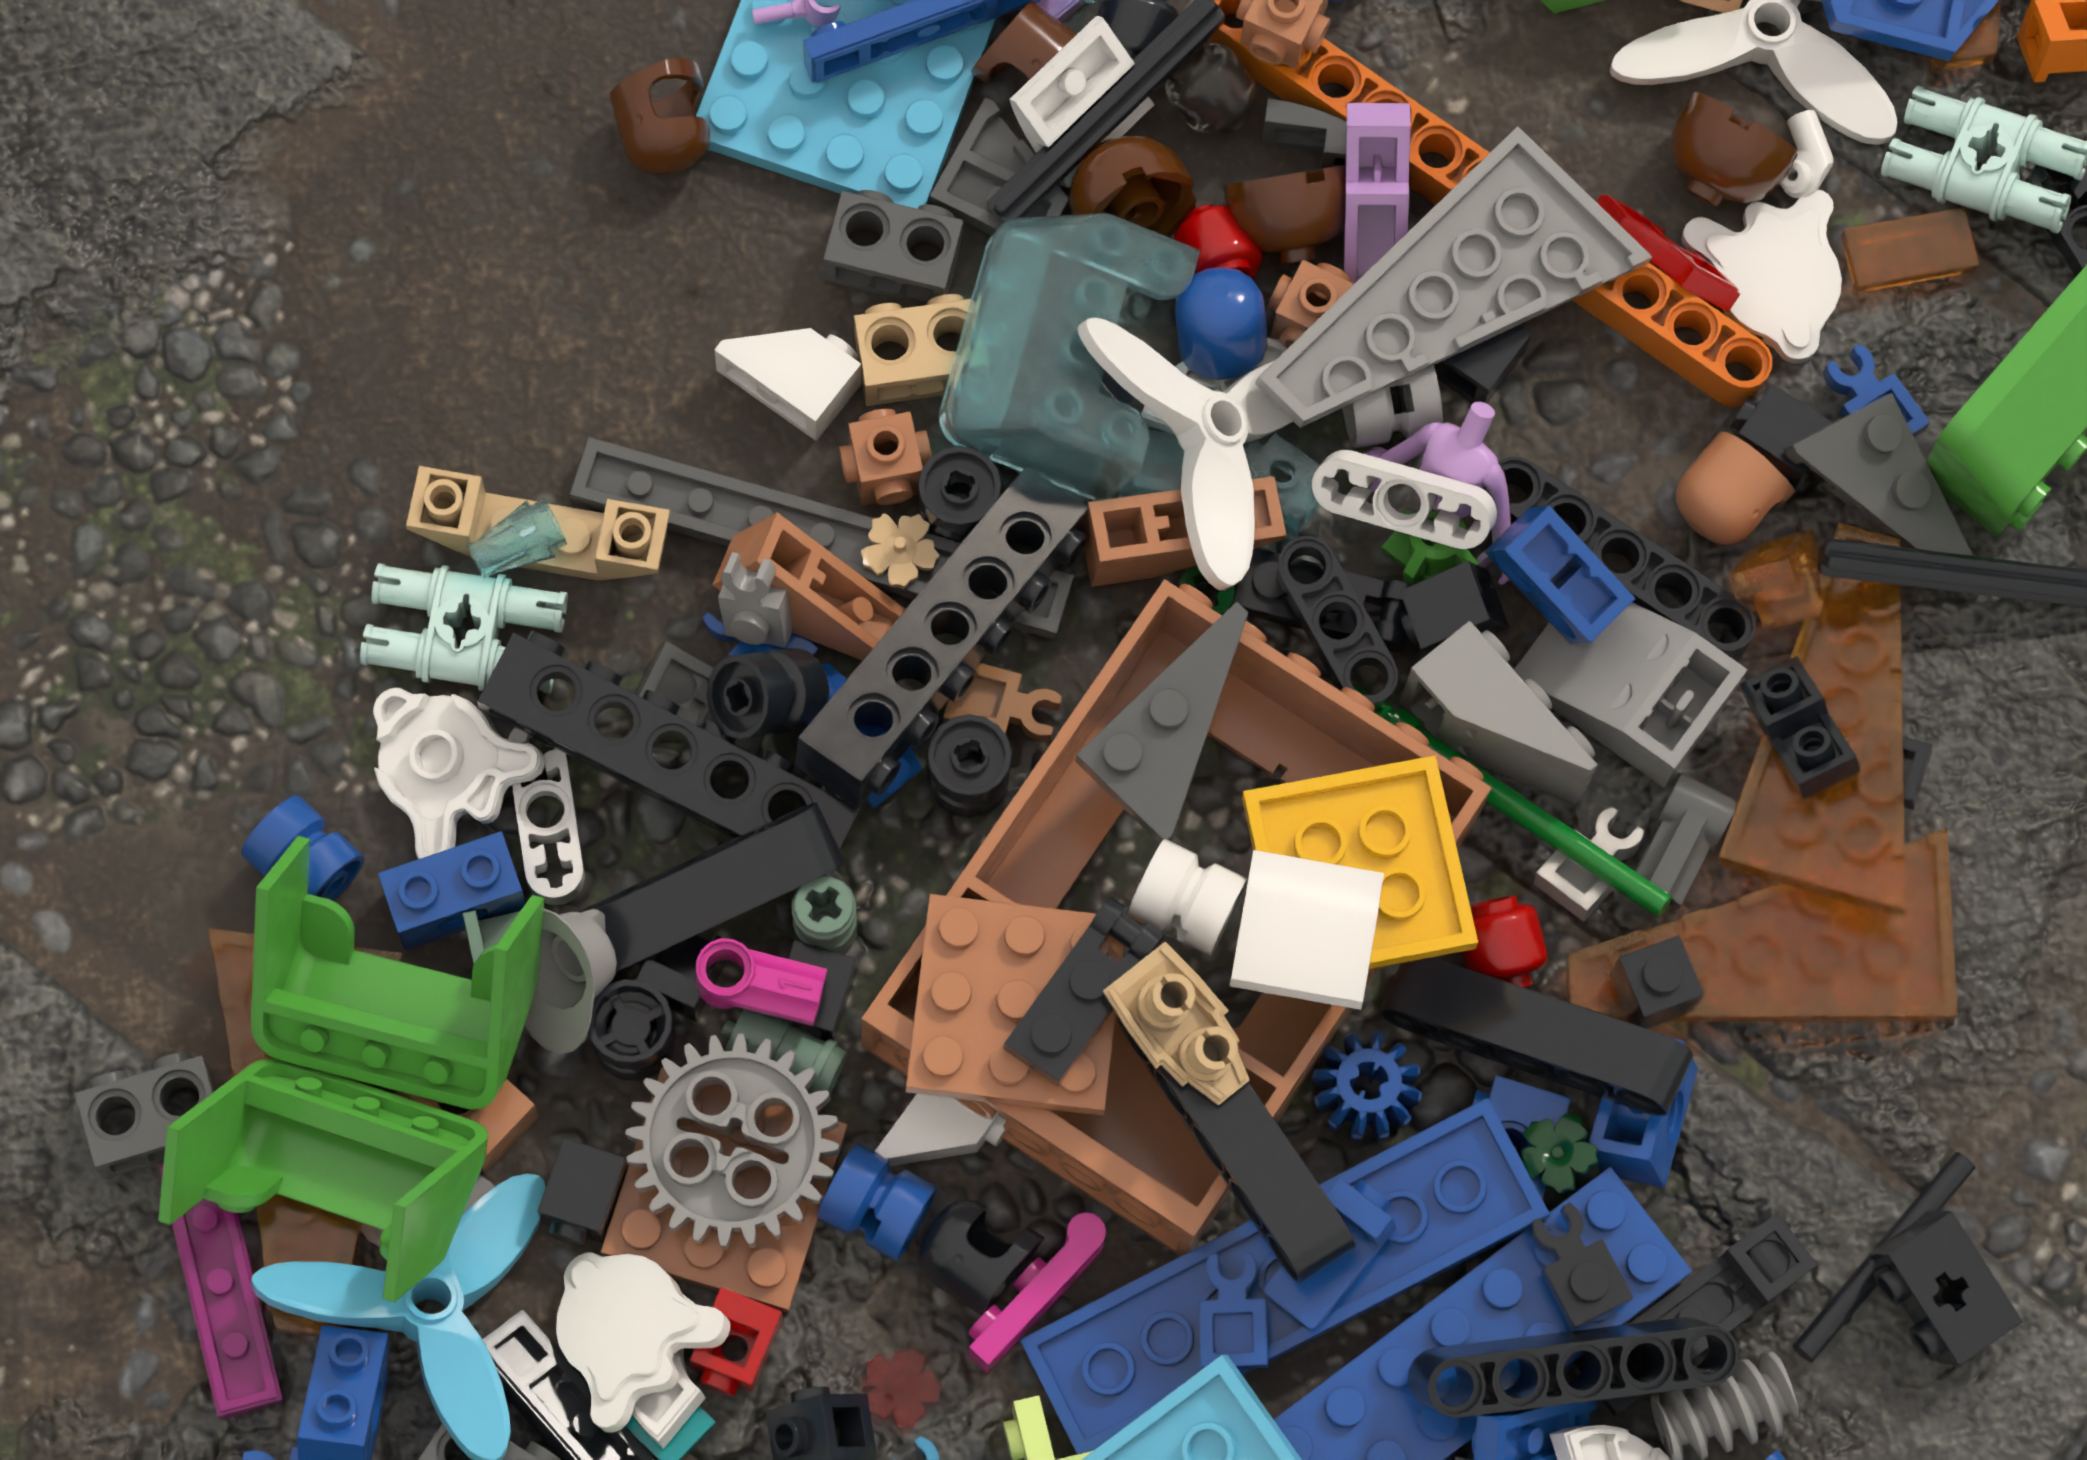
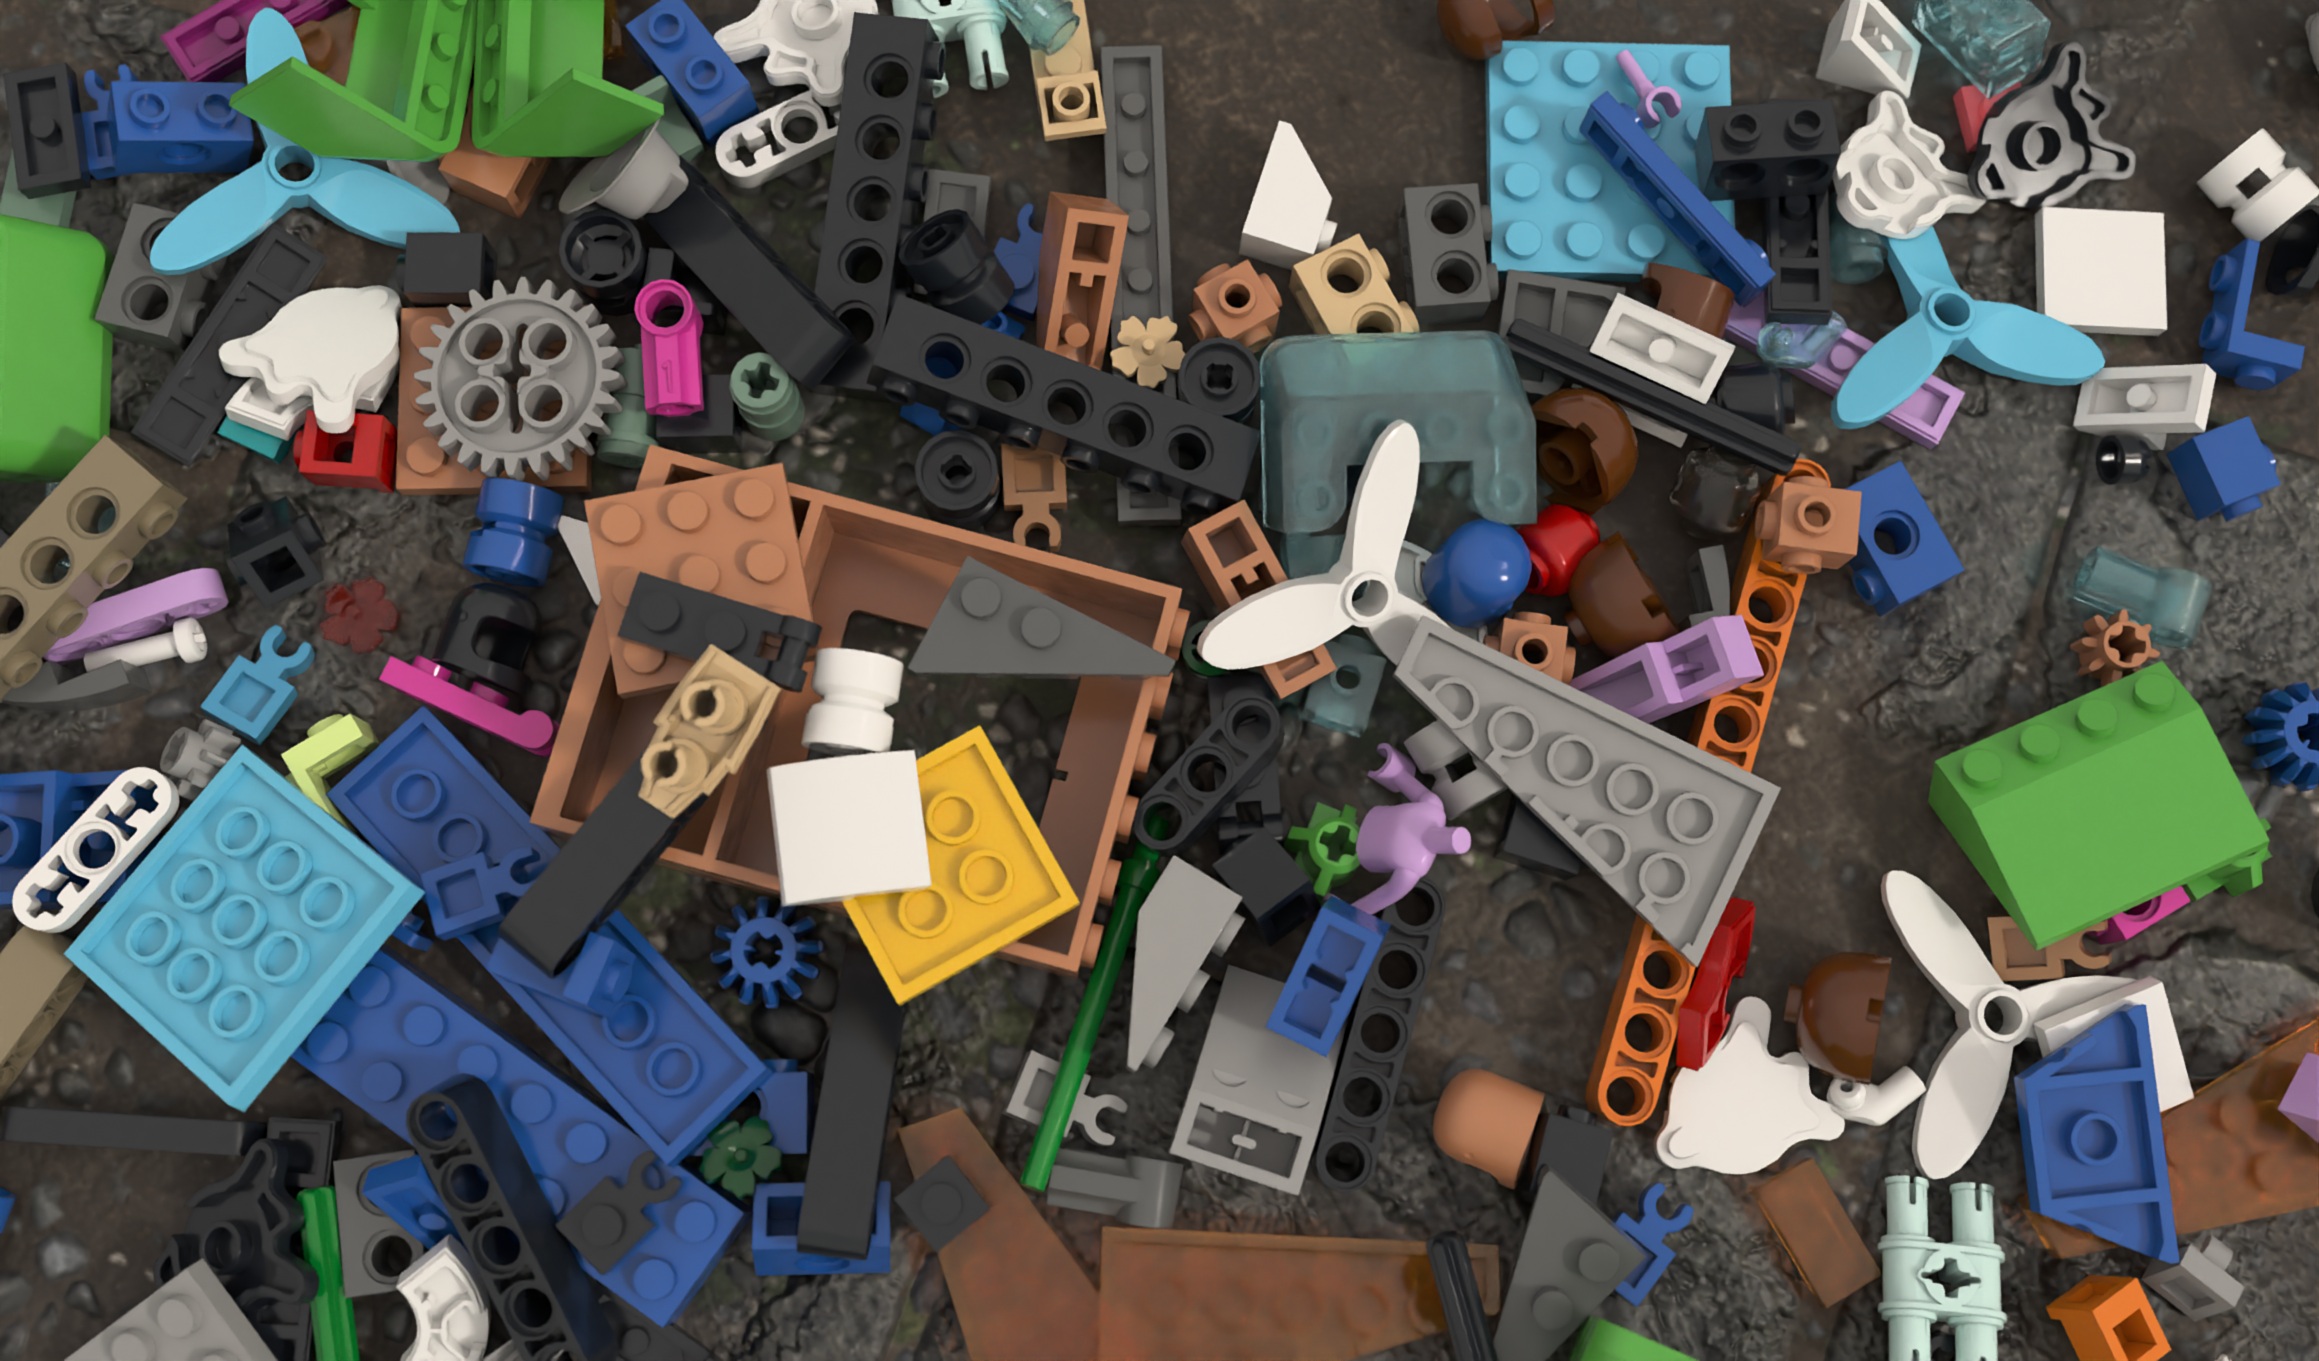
camera: 70 degrees right, 5 degrees up
(752, 607) = (1036, 230): light grey plate -> none
(1442, 530) = (1336, 774): white beam -> none
(1508, 941) = (951, 1039): red head -> none
(1781, 579) = (1416, 1200): clear orange slope -> none
(1800, 727) = (1259, 1268): black slope -> none

